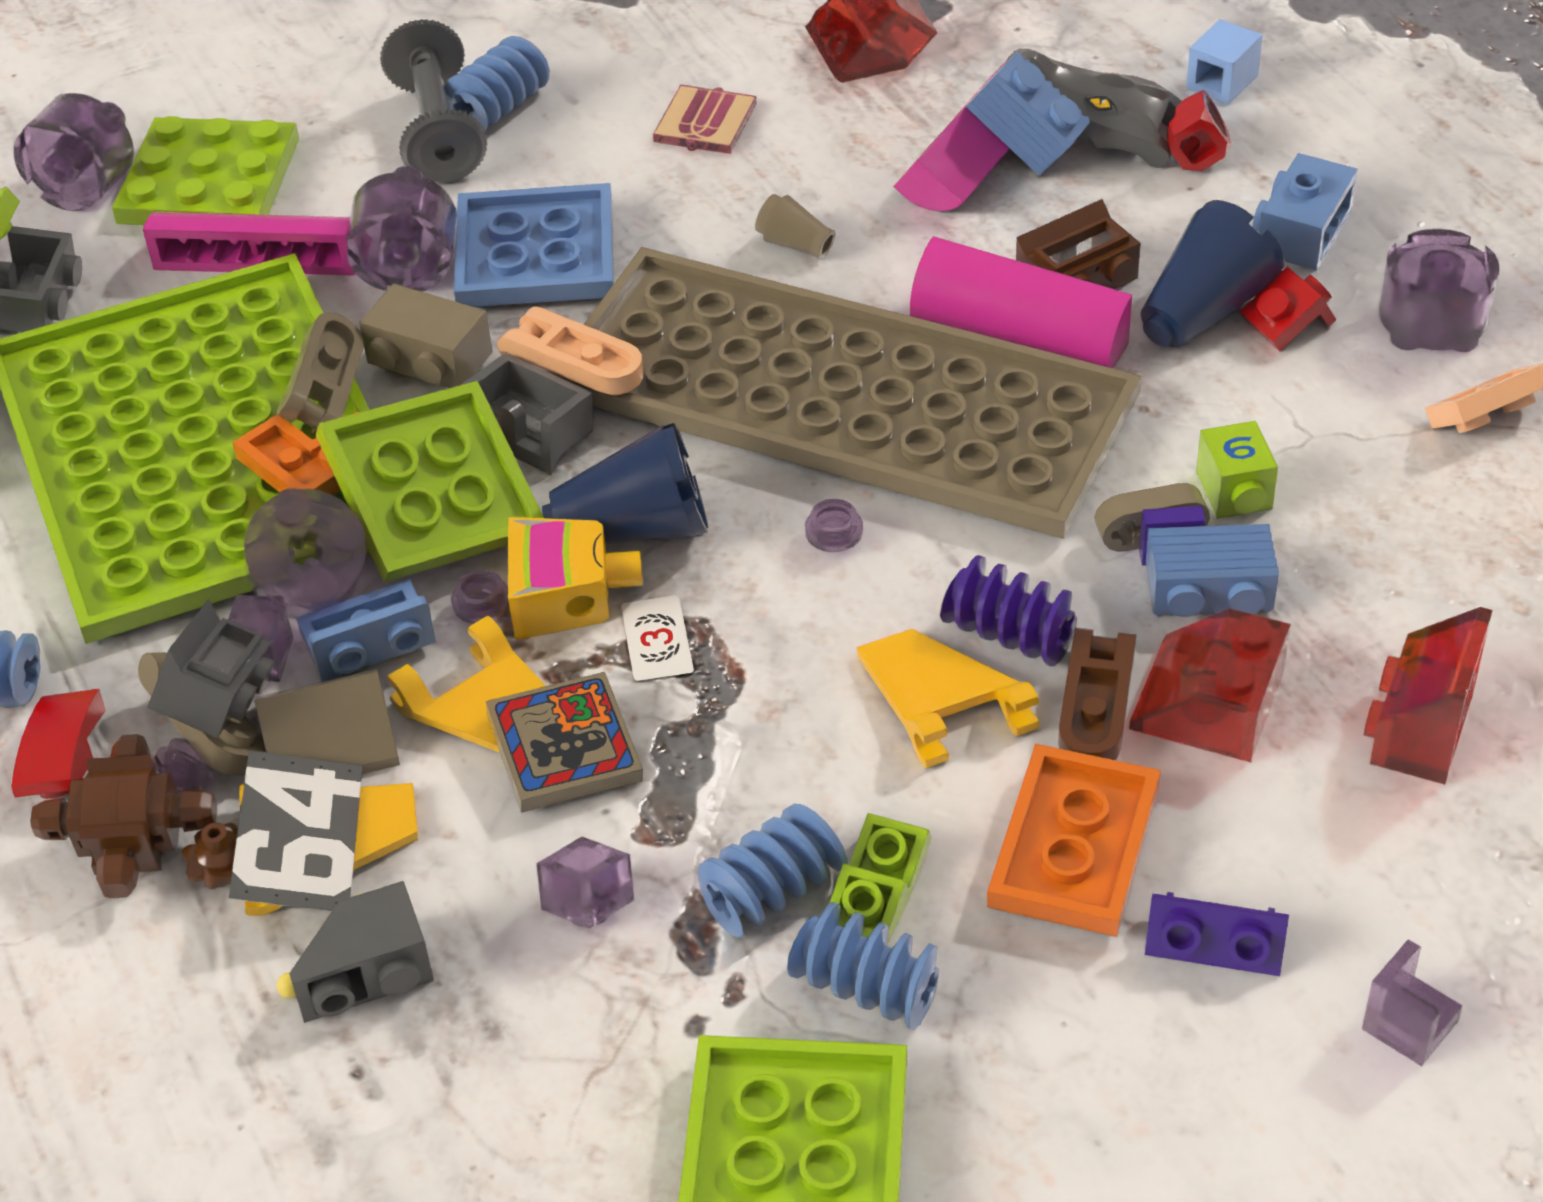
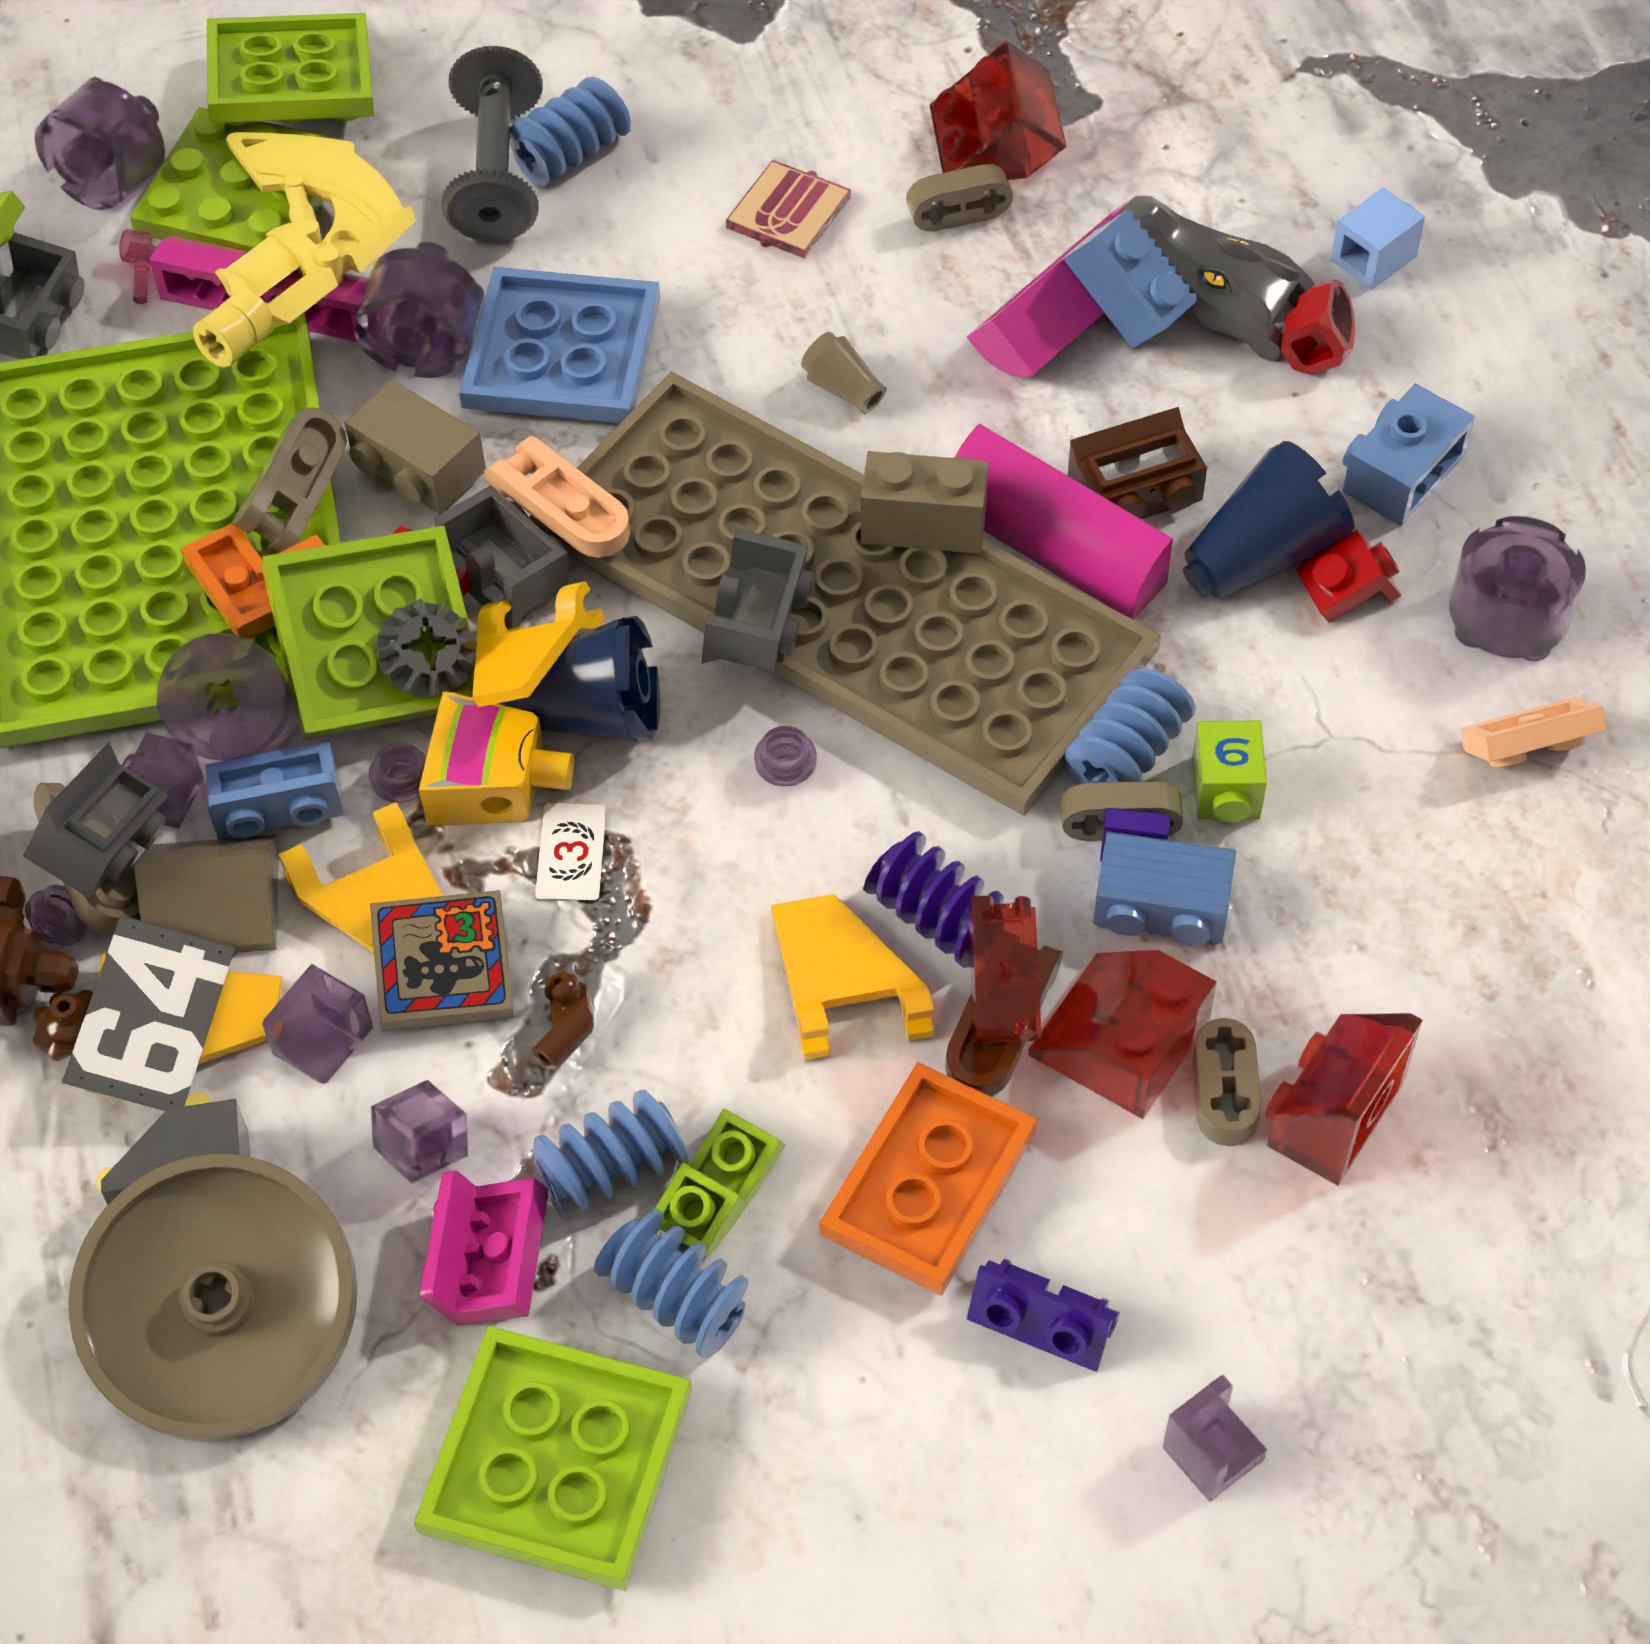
camera: 10 degrees right, 10 degrees up
(125, 232) = (137, 248): none -> clear pink hand
(232, 74) = (288, 68): none -> lime plate
(333, 177) = (363, 227): none -> light yellow piece
(425, 1057) = (212, 1297): none -> dark tan dish
(461, 812) = (317, 1024): none -> clear purple panel
(474, 502) = (409, 669): none -> dark grey gear
(581, 474) = (517, 658): none -> yellow flag
(675, 972) = (483, 1248): none -> dark pink bracket
(698, 768) = (571, 1017): none -> reddish brown arm
(778, 400) = (757, 602): none -> dark grey window
(854, 85) = (959, 197): none -> dark tan beam
(904, 301) = (924, 502): none -> dark tan brick
(1095, 647) = (1004, 970): none -> clear red hinge
(1140, 447) = (1130, 729): none -> medium blue piece
(1330, 712) = (1240, 1081): none -> dark tan beam

